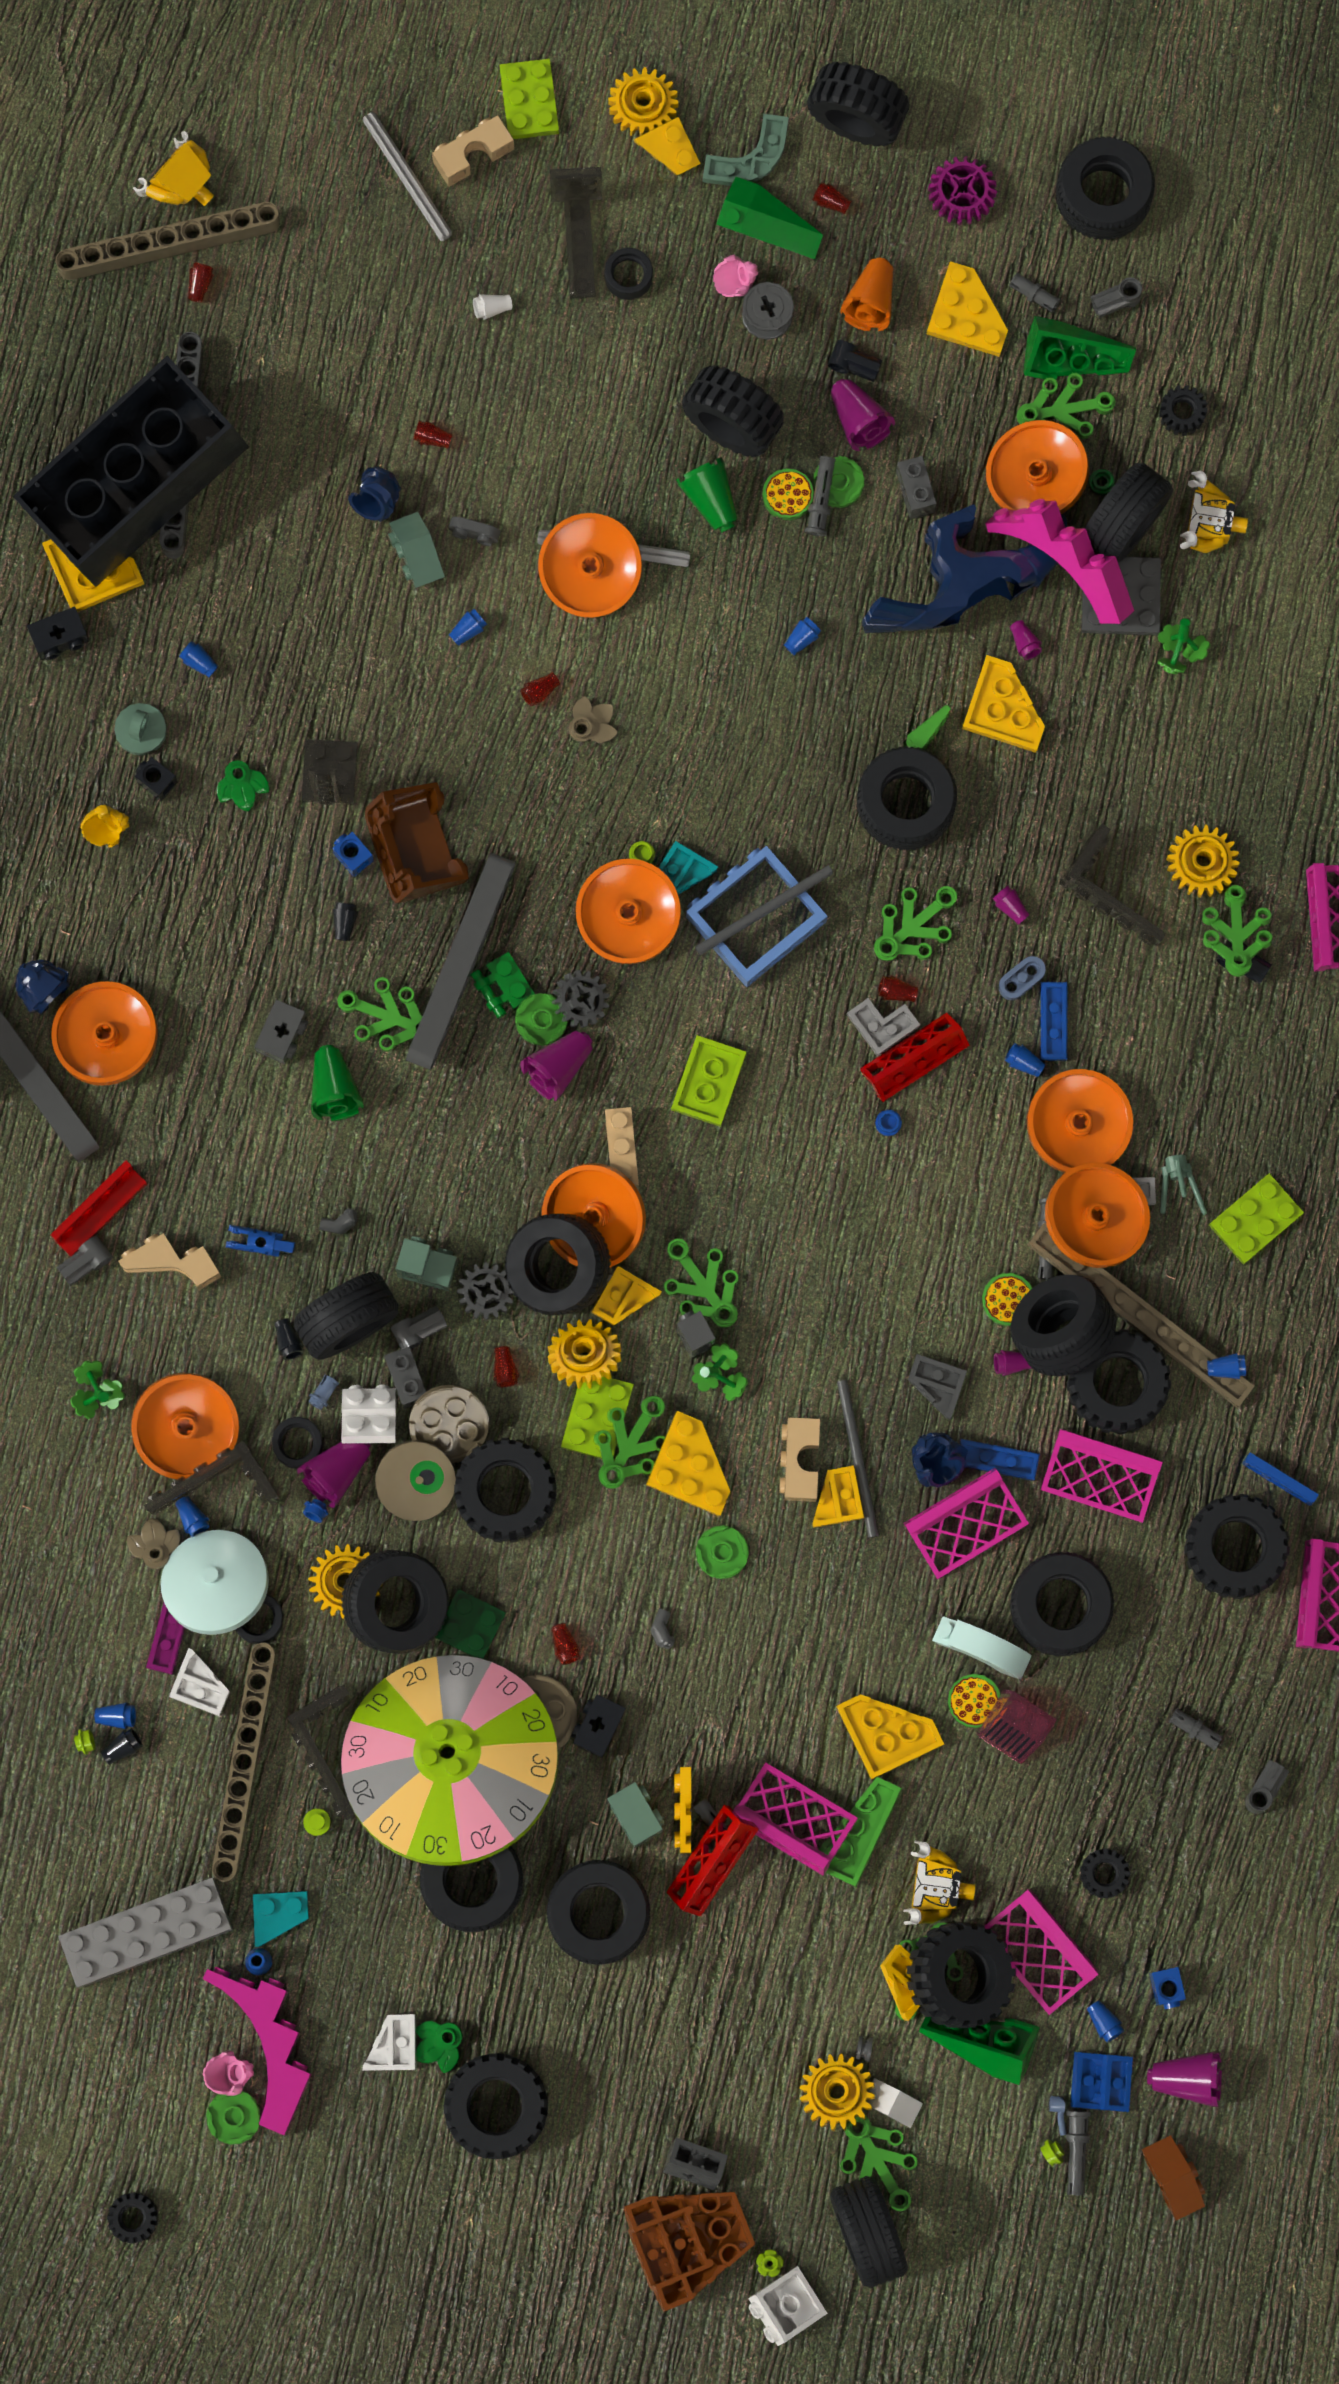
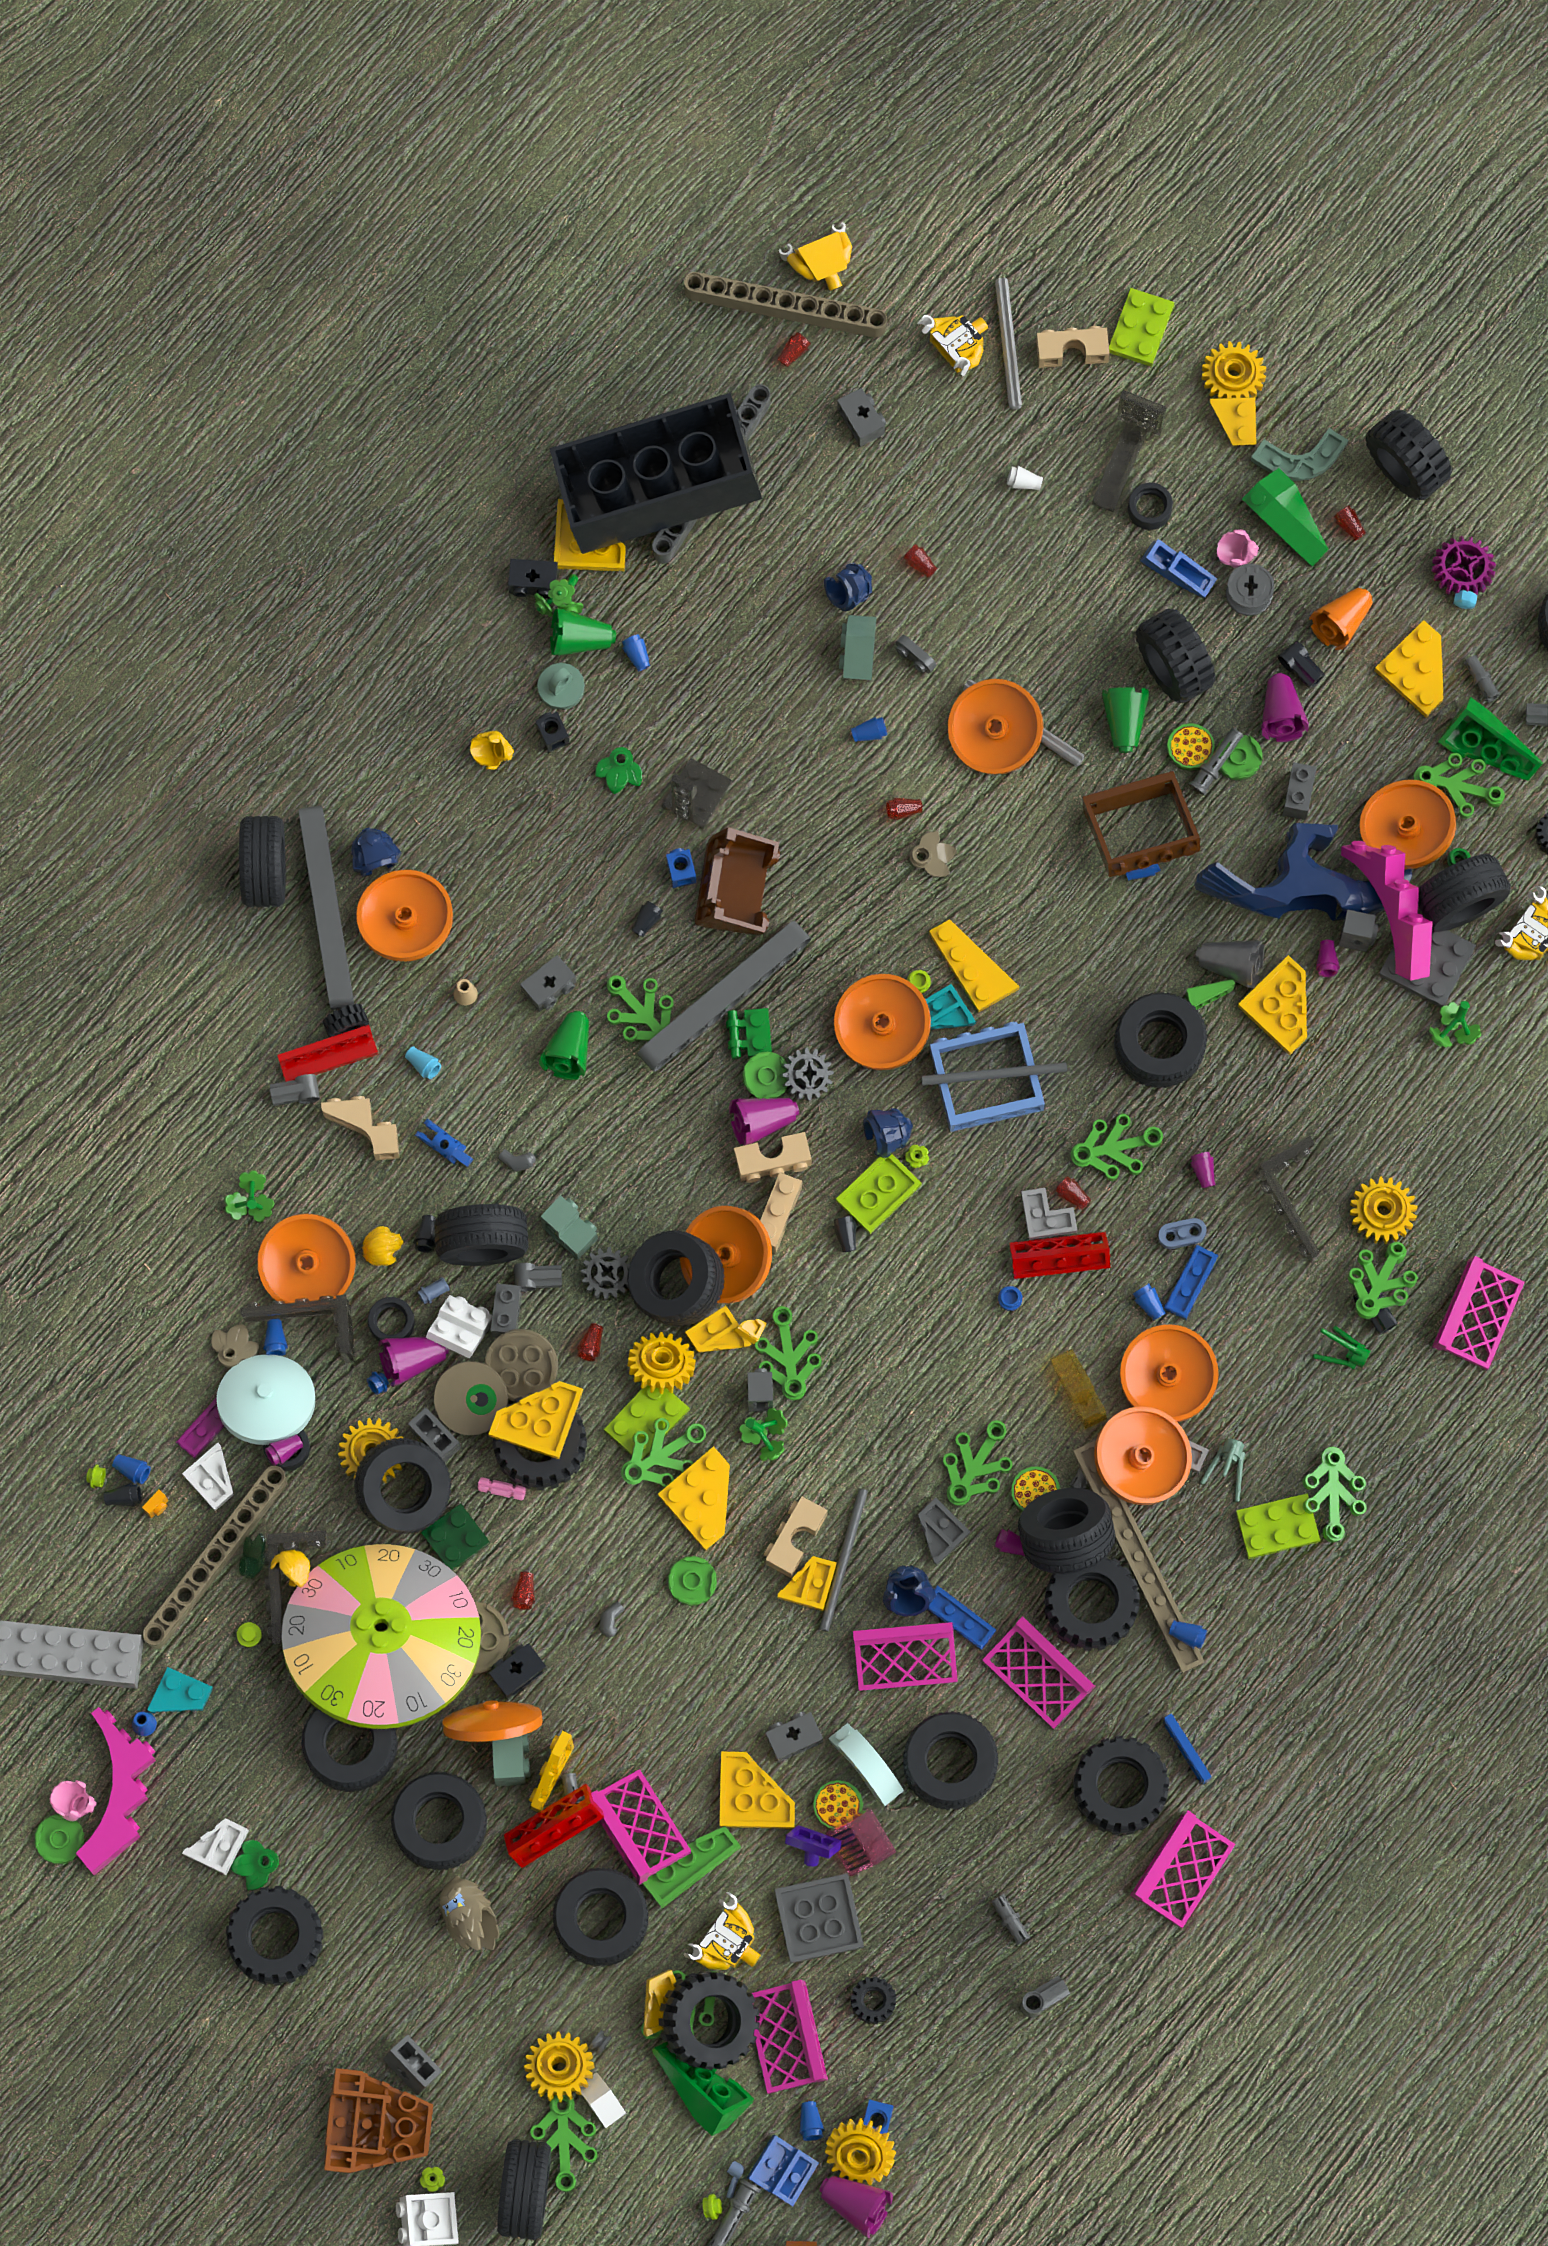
camera: 30 degrees right, 5 degrees down
(94, 637) = (560, 593): none -> bright green plant
(100, 1167) = (345, 1020): none -> black tyre
(132, 668) = (578, 633): none -> green cone
(159, 1740) = (156, 1504): none -> light orange plate
(197, 1170) = (424, 1063): none -> medium azure cone
(206, 1086) = (465, 997): none -> tan cone
(249, 1373) = (380, 1246): none -> yellow hair
(258, 1624) = (283, 1449): none -> magenta cone
(283, 1746) = (253, 1556): none -> clear green plate
(308, 329) = (862, 429): none -> dark grey brick
(329, 1734) = (294, 1566): none -> yellow hair
(356, 197) = (956, 340): none -> torso
(398, 1535) = (434, 1434): none -> dark grey brick
(490, 1554) = (501, 1488): none -> bright pink axle
(498, 1471) = (539, 1420): none -> yellow plate
(573, 1113) = (753, 1164): none -> tan arch
(604, 1791) = (492, 1721): none -> orange dish
(654, 1277) = (751, 1329): none -> yellow tile
(674, 1990) = (468, 1915): none -> dark tan head
(687, 323) = (1178, 568): none -> blue slope
(690, 816) = (976, 972): none -> yellow wing
(690, 1013) = (889, 1129): none -> dark blue helmet
(697, 1136) = (846, 1233): none -> black cone
(731, 1033) = (917, 1162): none -> lime plate
(756, 567) = (1132, 794): none -> reddish brown window
(830, 1900) = (600, 1951): none -> black tyre
(893, 1671) = (808, 1736): none -> dark grey brick
(936, 685) = (1233, 960): none -> flat silver cone
(937, 1304) = (975, 1467): none -> bright green plant
(971, 1751) = (813, 1843): none -> dark purple tile
(980, 222) = (1465, 599): none -> medium azure tile
(999, 1179) = (1079, 1388): none -> clear yellow slope
(1012, 1820) = (819, 1918): none -> dark grey plate
(1043, 598) = (1358, 931): none -> dark grey brick
(1169, 2027) = (877, 2151): none -> yellow gear
(1246, 1013) = (1357, 1352): none -> green plant
(1293, 1157) = (1334, 1490): none -> plant

